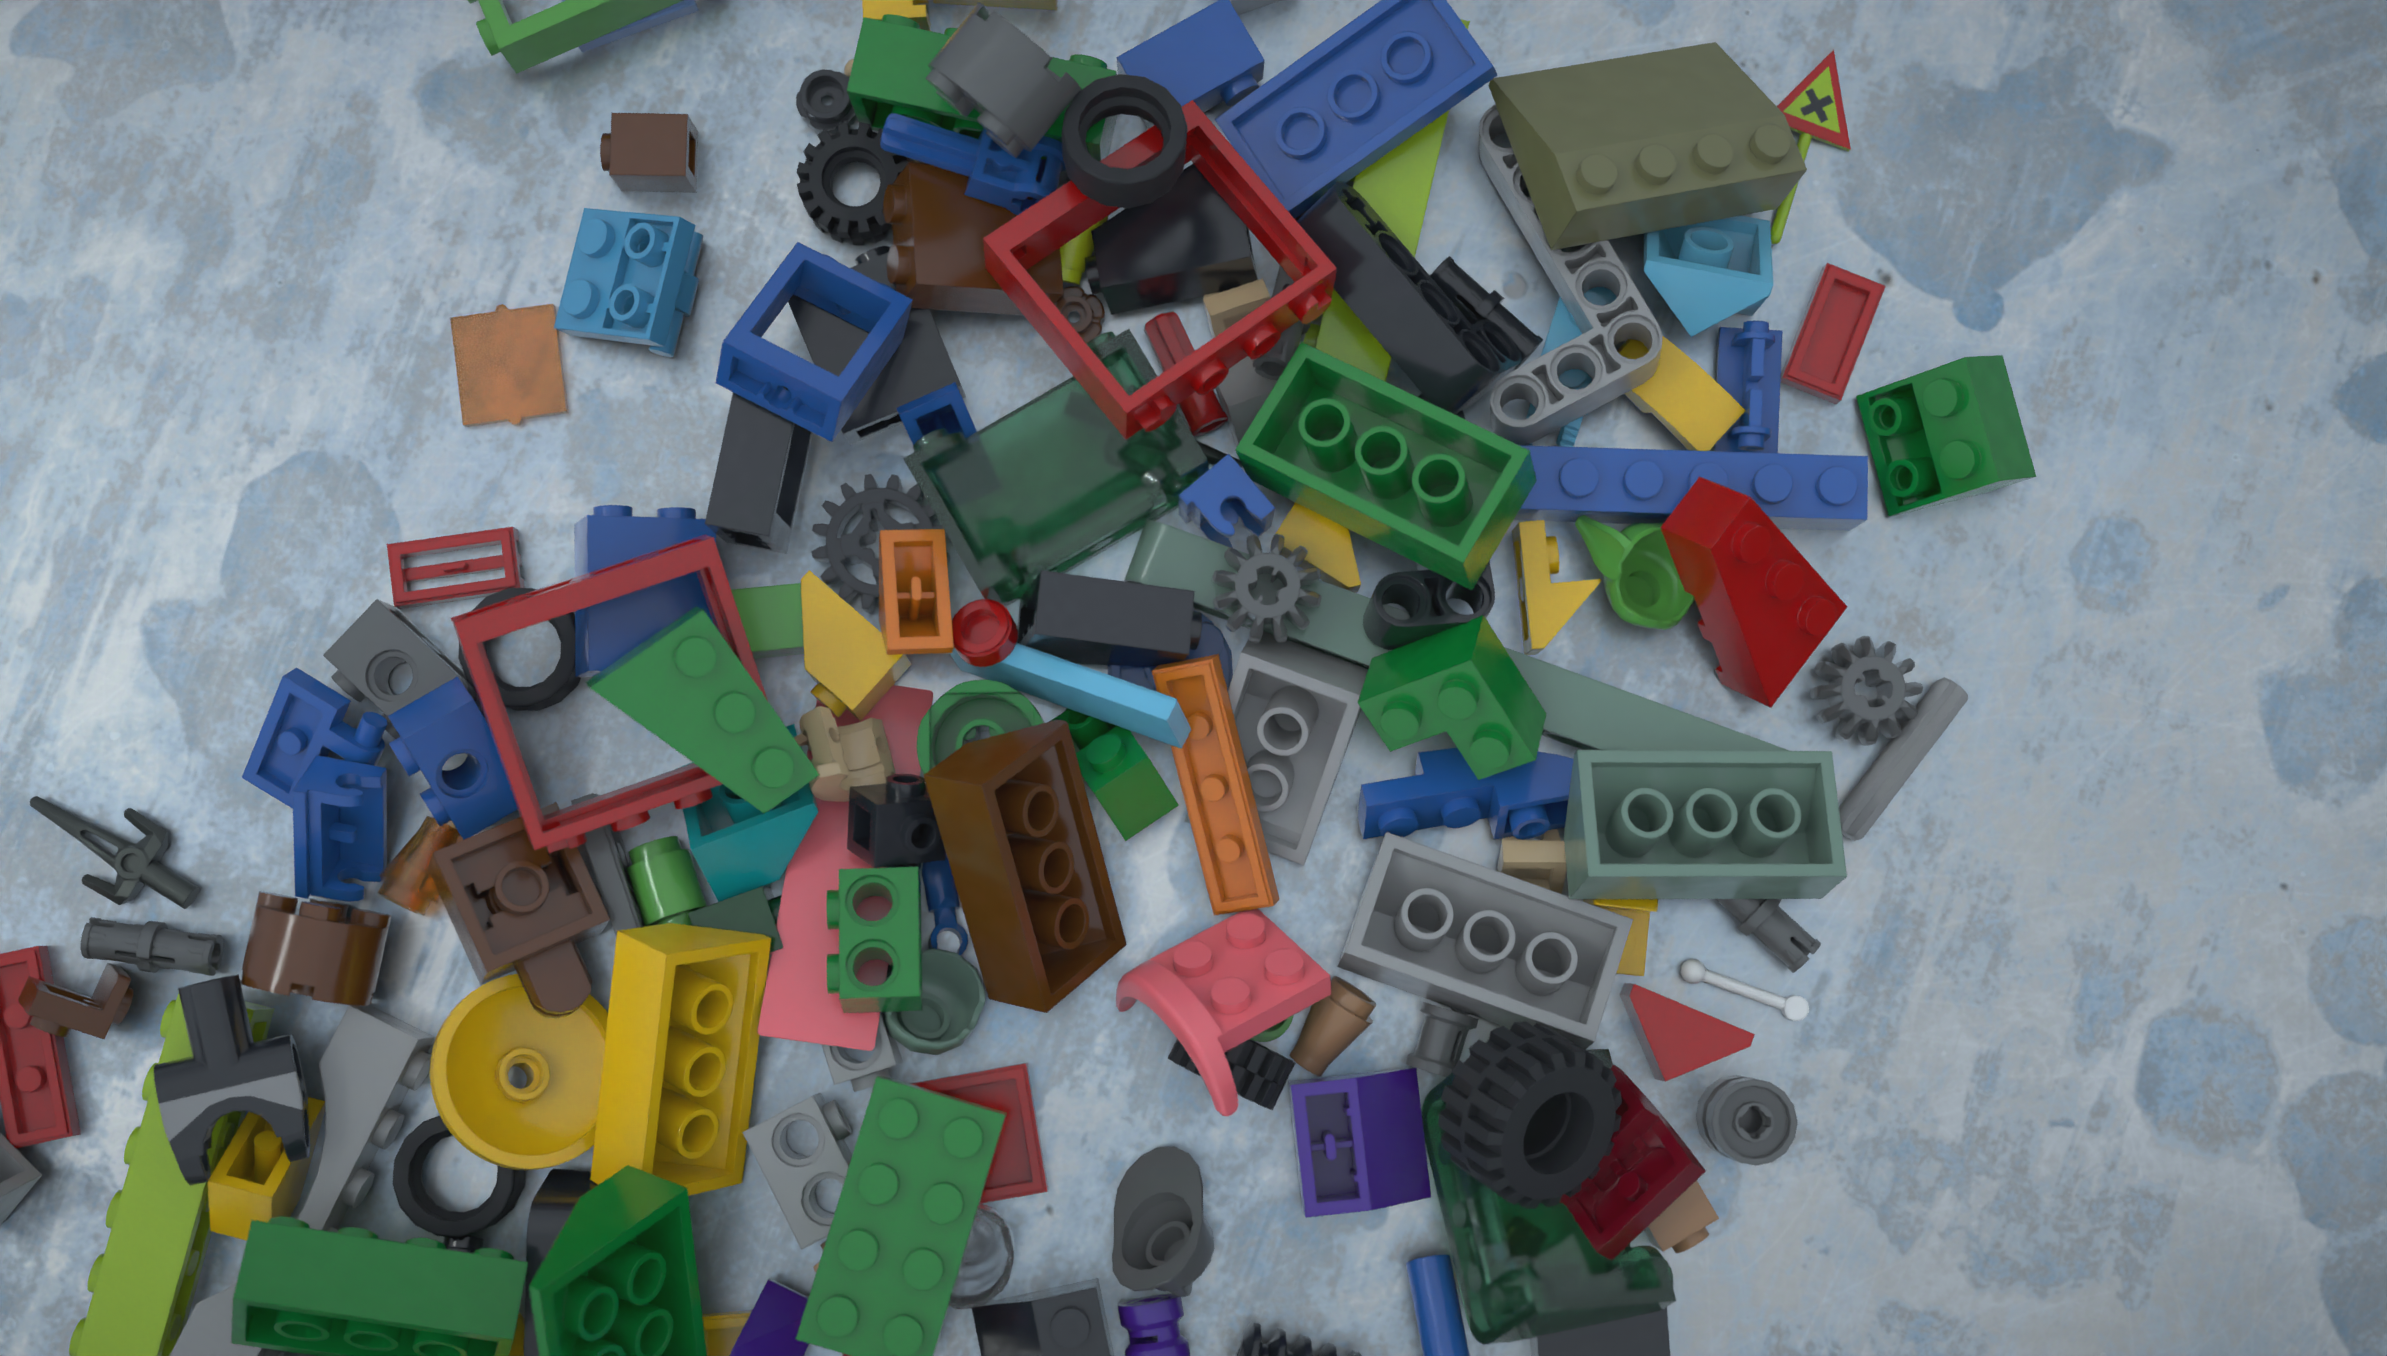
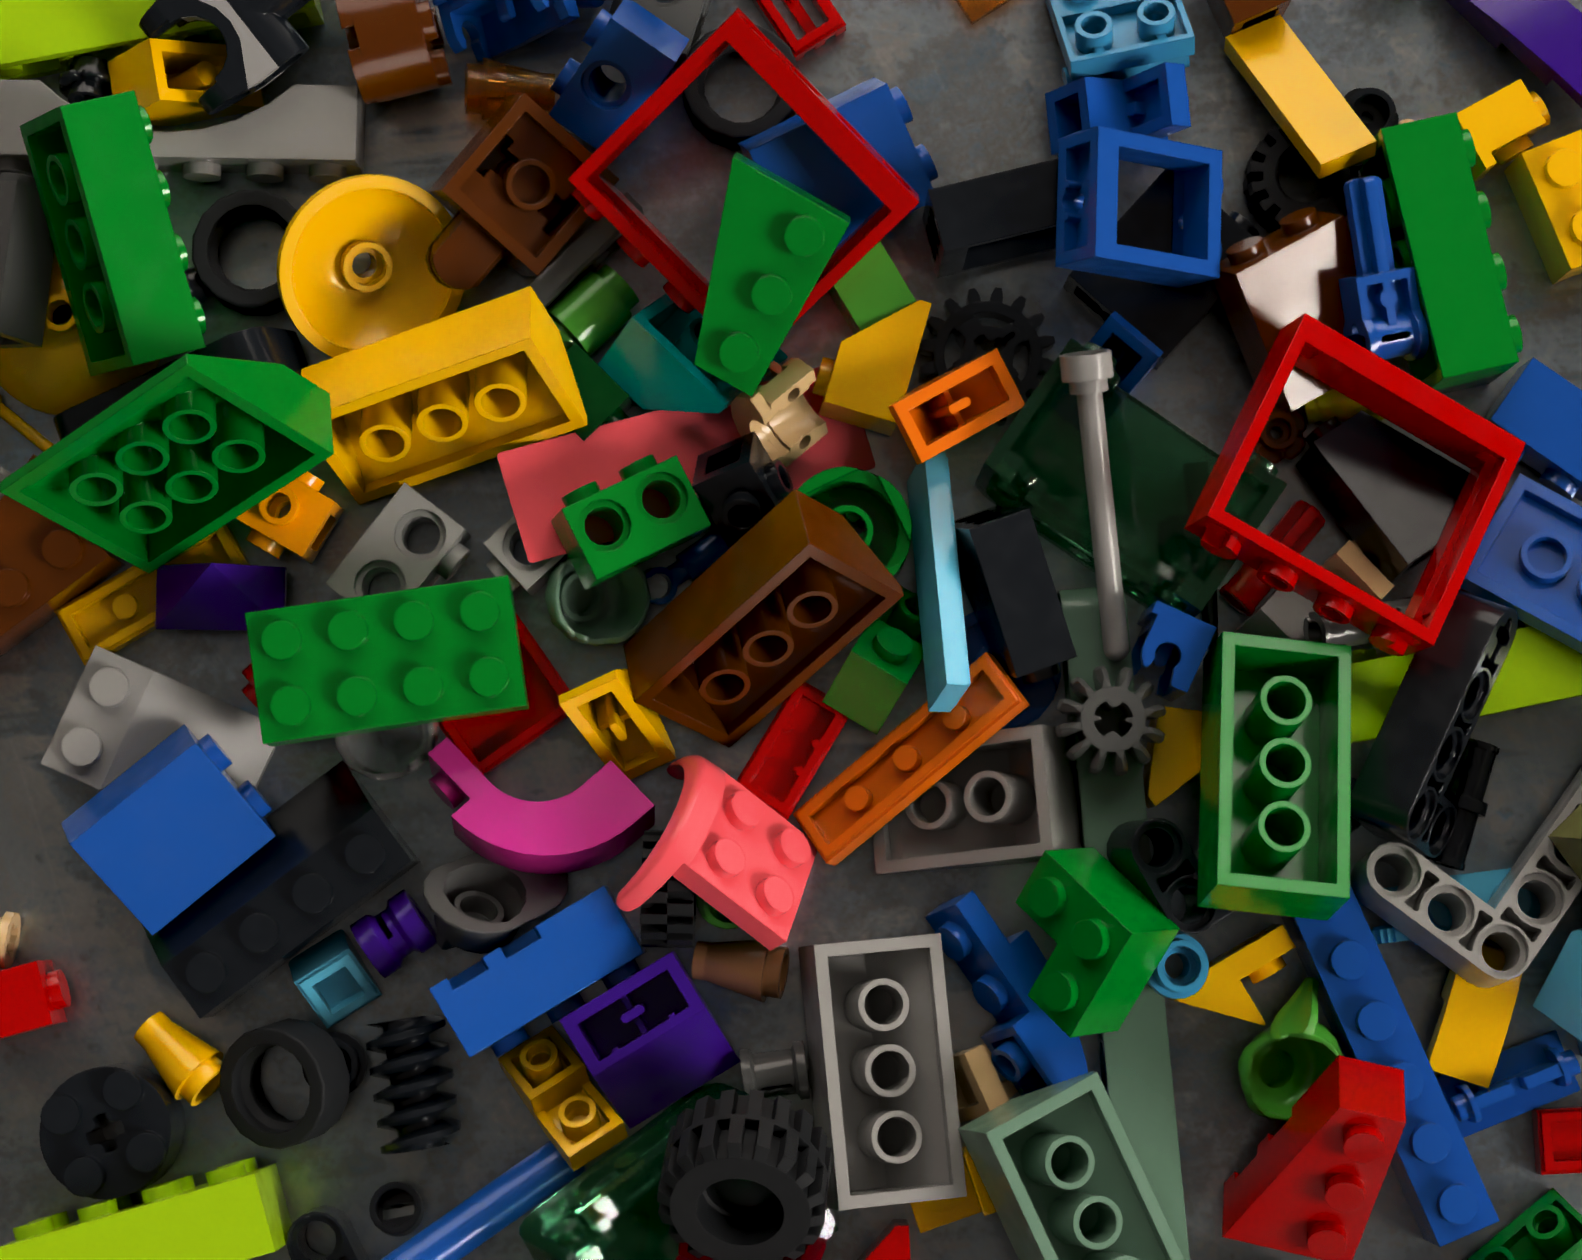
camera: 65 degrees right, 0 degrees up
(217, 1259) = (85, 79): none -> black plate
(718, 295) = (1144, 104): none -> blue brick
(740, 1248) = (302, 528): none -> light orange brick
(780, 149) = (1300, 96): none -> yellow tile
(948, 461) = (1087, 378): none -> light grey piece
(984, 632) = (949, 485): red tile -> none
(1003, 78) = (1459, 261): dark grey brick -> none
(1063, 1040) = (617, 725): none -> yellow slope
(1130, 1154) = (543, 835): none -> dark pink arch
(1132, 97) = (1499, 383): black tyre -> none
(1156, 888) = (792, 749): none -> red plate
(1254, 1216) = (540, 974): none -> blue wedge
(1375, 1245) = (563, 1098): none -> yellow slope
(1527, 623) = (1193, 974): none -> dark azure plate

